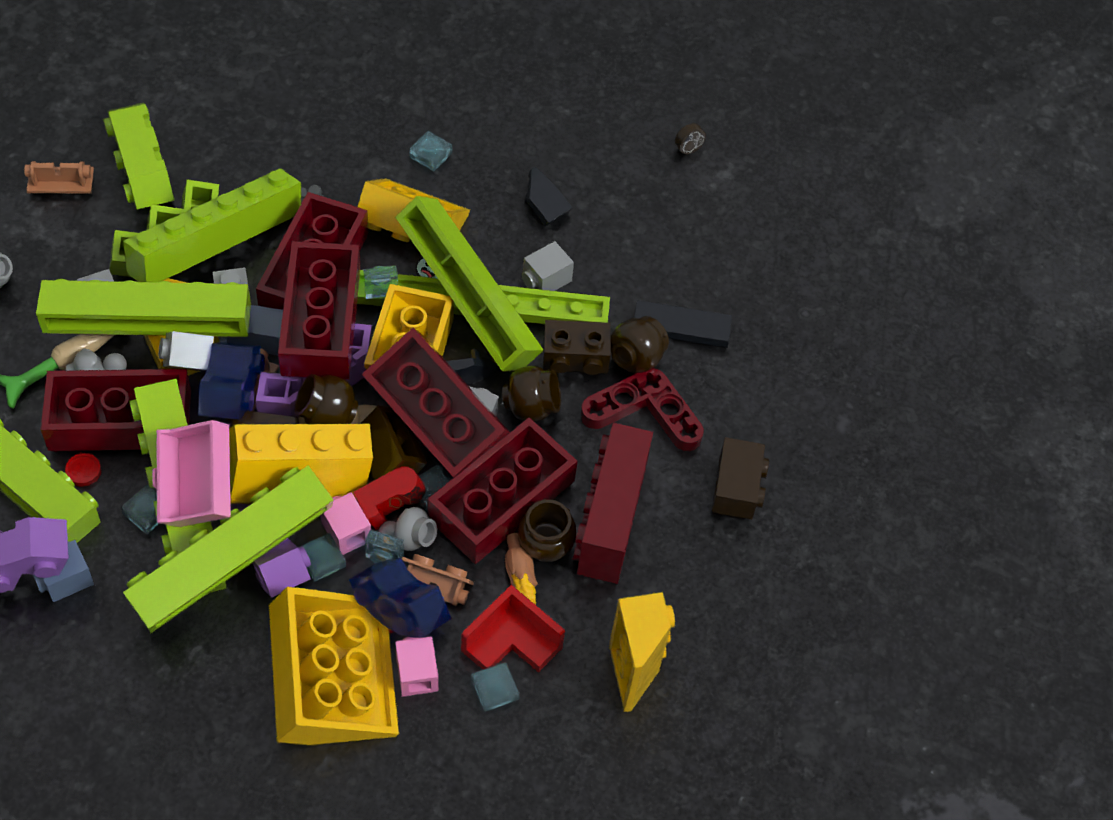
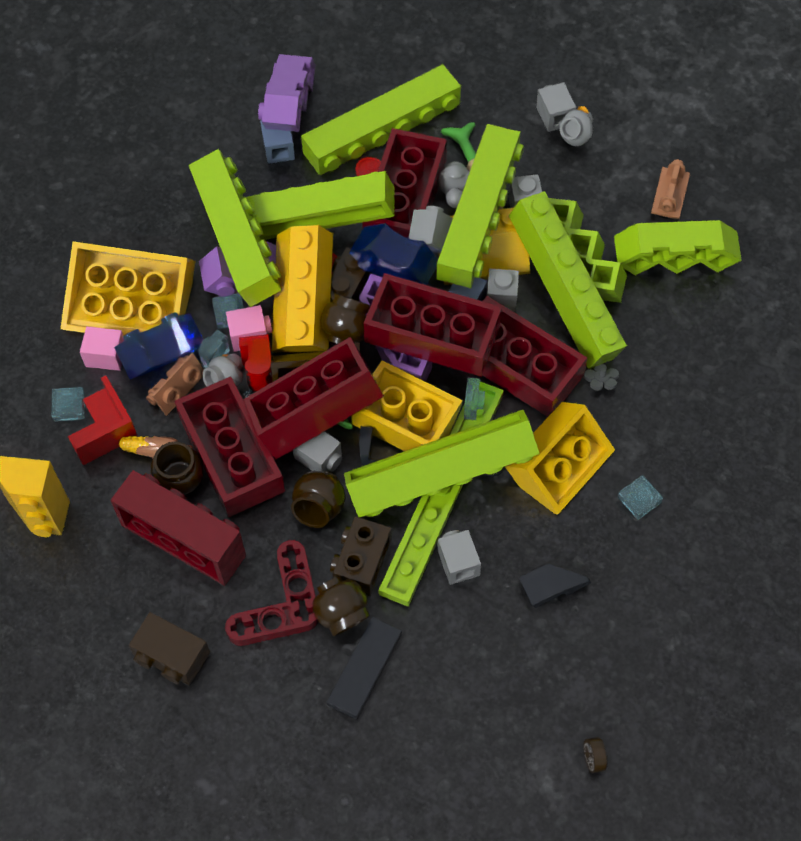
camera: 115 degrees right, 5 degrees up
(193, 474) = (292, 197): bright pink container -> none

